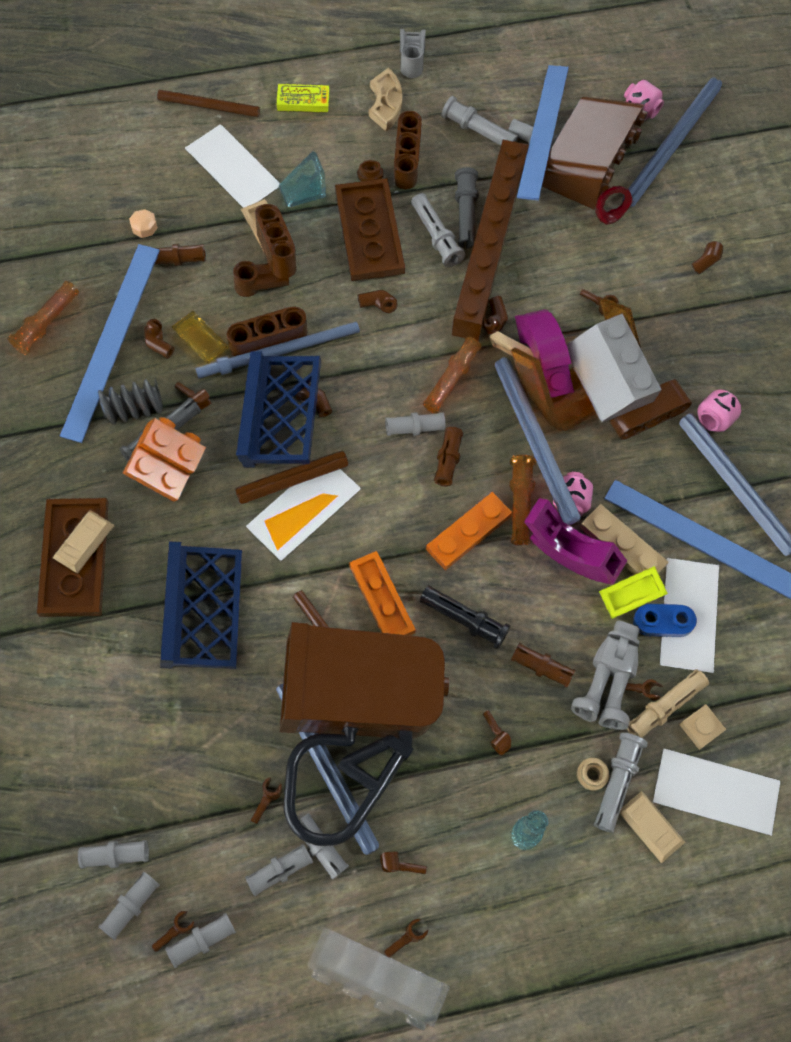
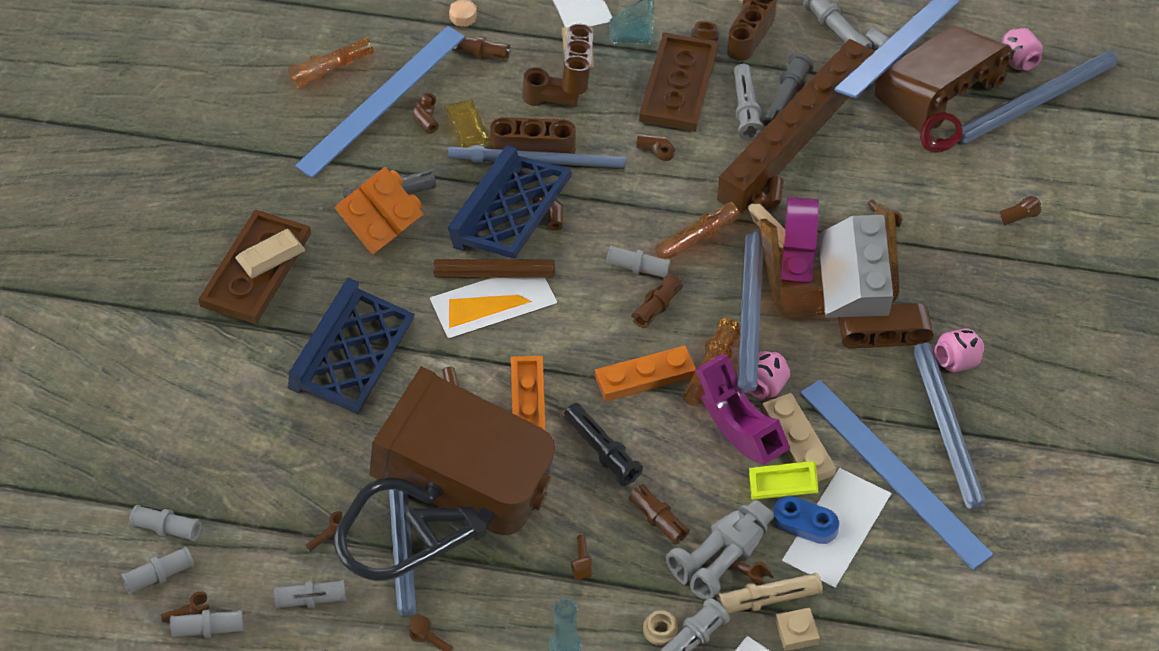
camera: 25 degrees right, 15 degrees down
(131, 401) = (374, 155): dark grey piece -> none
(200, 397) = (441, 174): reddish brown hand -> none
(325, 854) = (360, 591): light grey pin -> none

